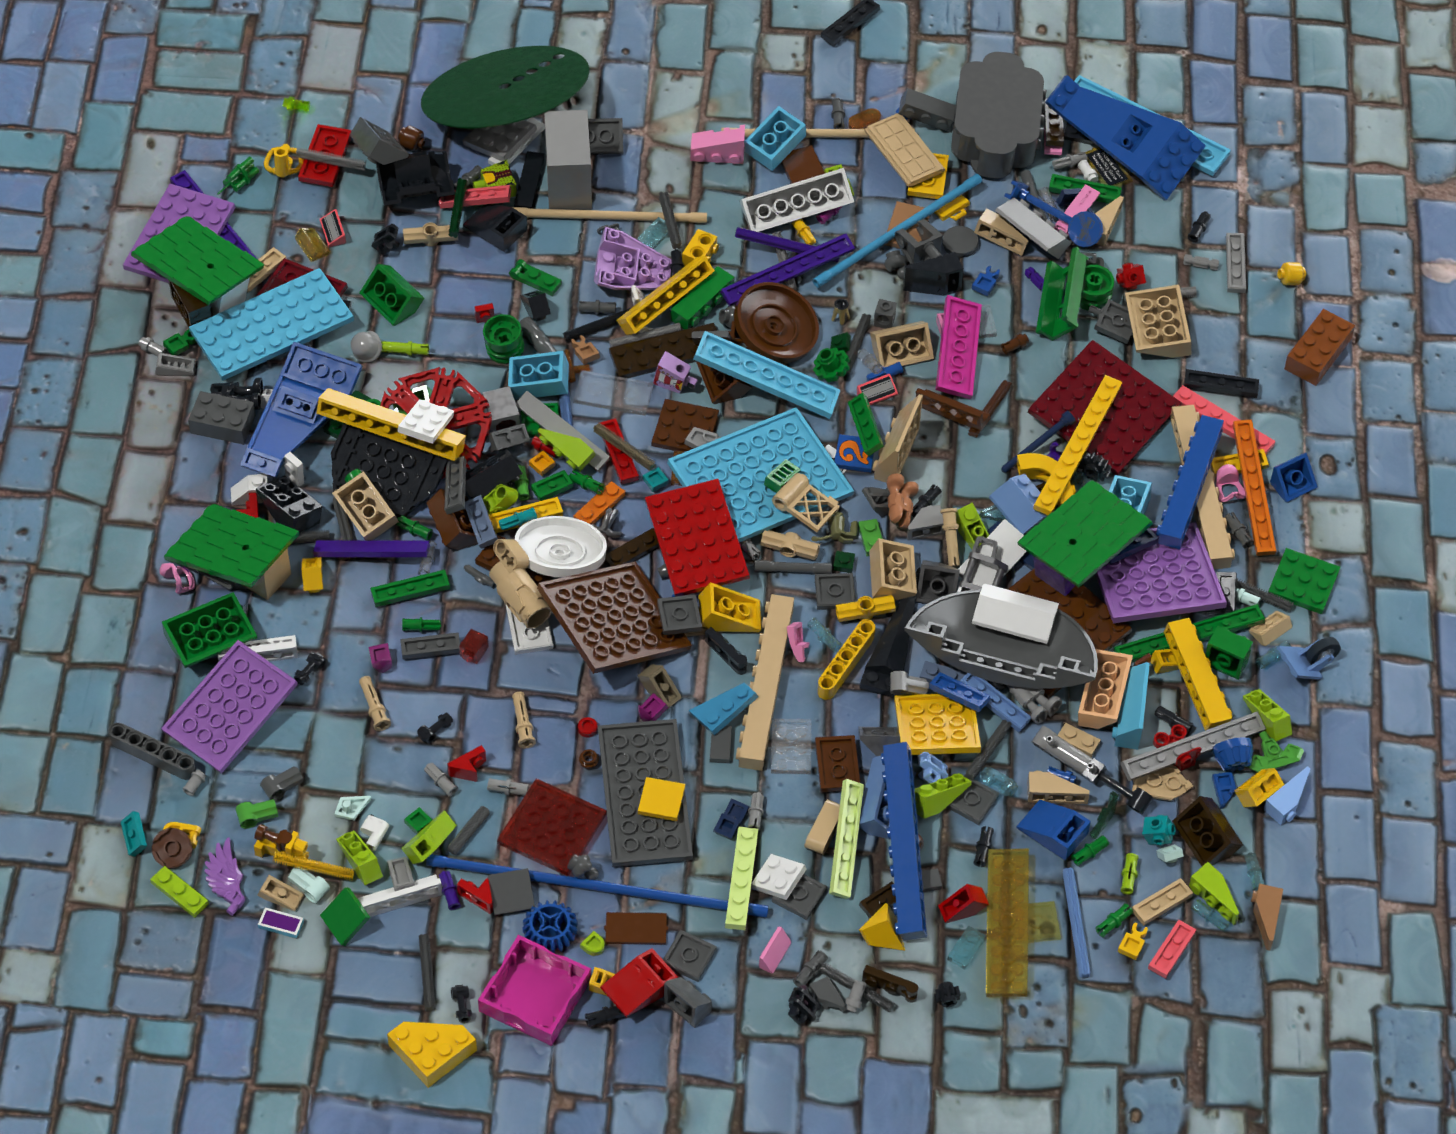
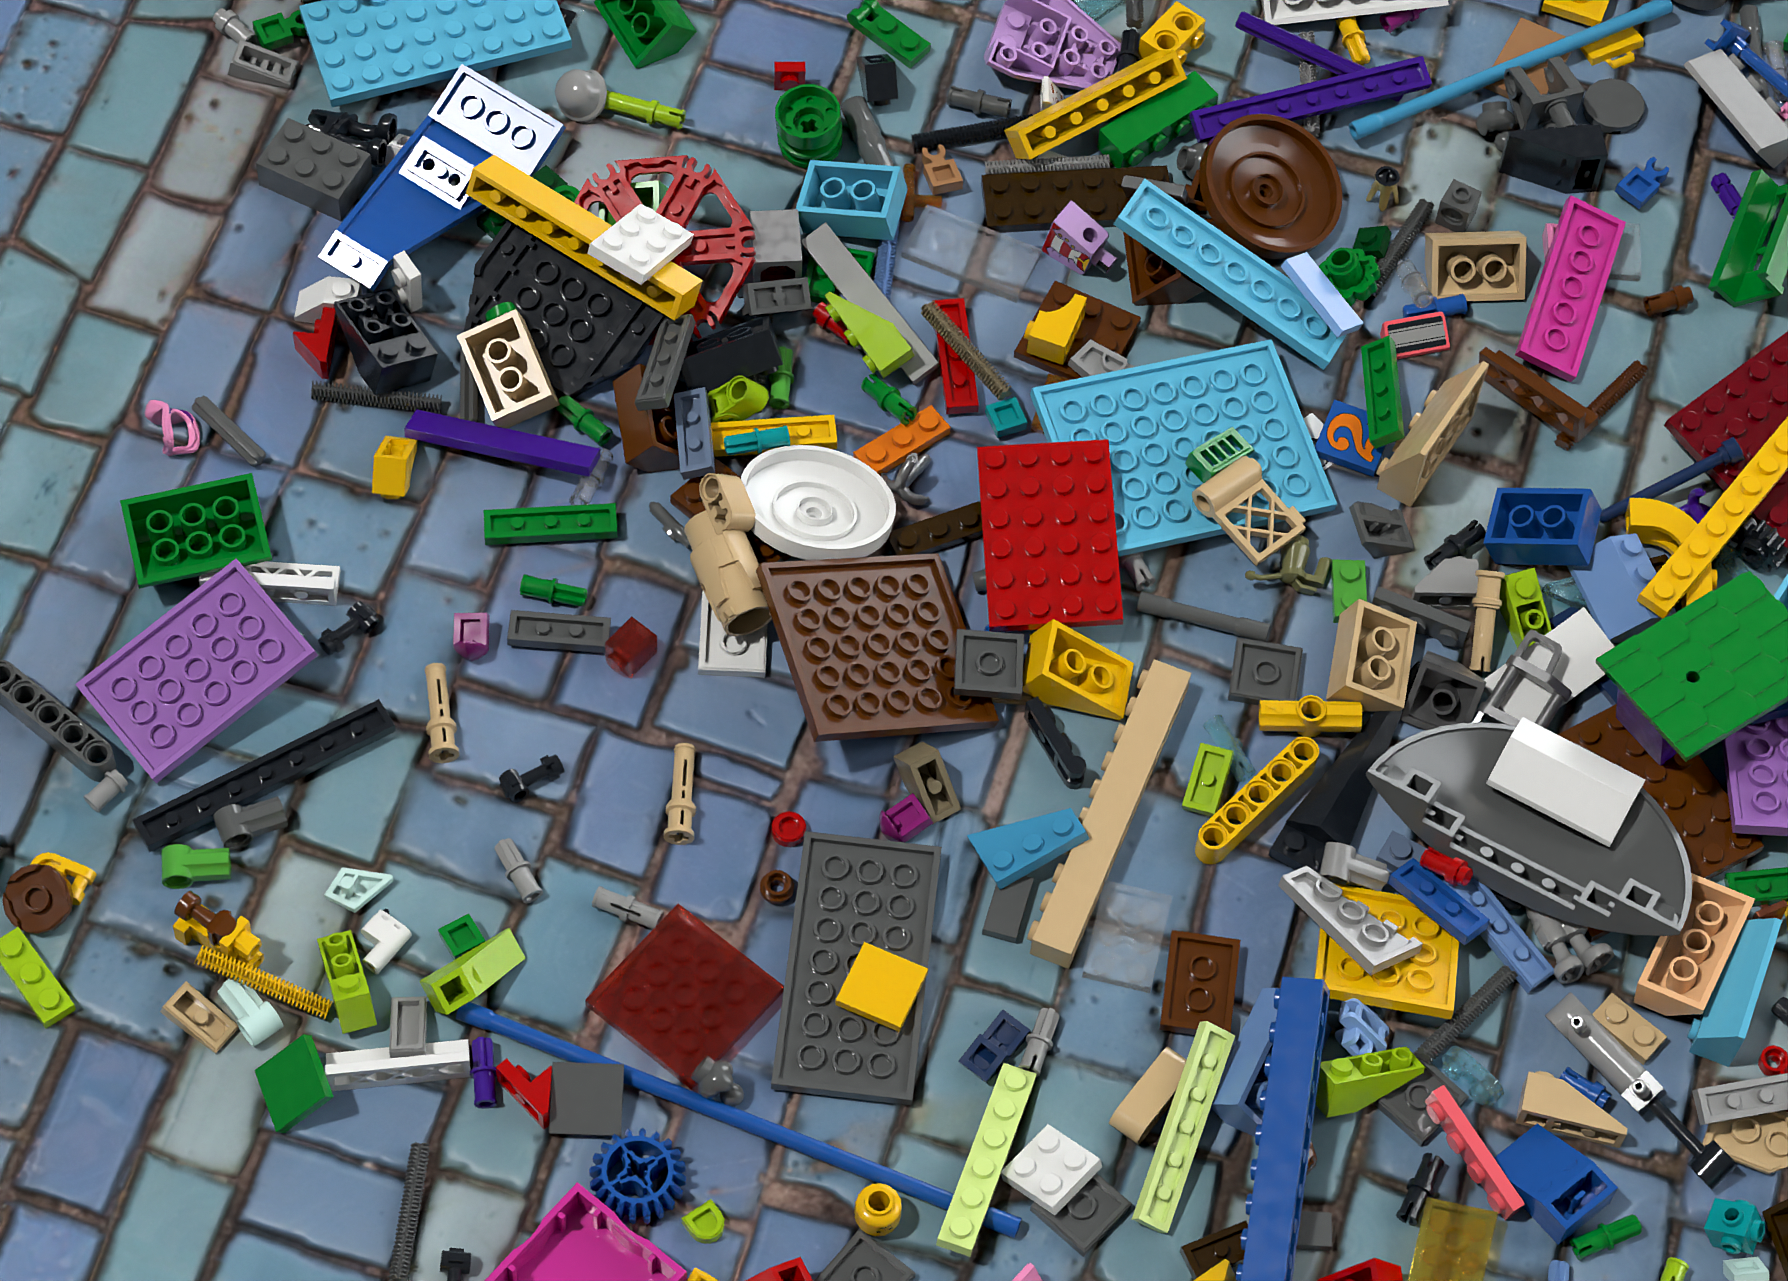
camera: 10 degrees right, 5 degrees up
(225, 876) = (115, 967): medium lavender animal -> none
(236, 549) = (278, 400): green piece -> none
(281, 922) = (186, 1070): tile -> none
(283, 756) = (264, 774): none -> black plate
(465, 765) = (561, 855): red slope -> none
(468, 830) = (542, 971): dark grey axle -> none
(542, 463) = (823, 351): light orange plate -> none
(552, 485) = (830, 393): green plate -> none
(636, 928) = (785, 1209): reddish brown piece -> none
(672, 425) = (1055, 330): none -> yellow arch
(688, 916) = (878, 1209): none -> yellow head
(790, 544) = (1207, 577): tan piece -> none
(795, 636) = (1179, 748): bright pink slope -> none
(816, 653) = (1207, 779): none -> lime plate
(819, 377) = (1322, 294): none -> light blue tile
(844, 561) = (1292, 625): dark green plate -> none
(876, 737) = (1281, 954): flat silver slope -> none
(899, 500) = (1409, 537): nougat piece -> none
(912, 712) = (1347, 922): none -> light grey wing
(921, 544) = (1430, 621): none -> dark grey plate
(964, 673) = (1453, 870): none -> red animal
(972, 479) = (1542, 526): none -> blue brick
(1000, 231) = (1685, 102): tan slope -> none
(1004, 816) = (1480, 1162): none -> coral plate
(1105, 815) = (1645, 1179): clear green tile -> none

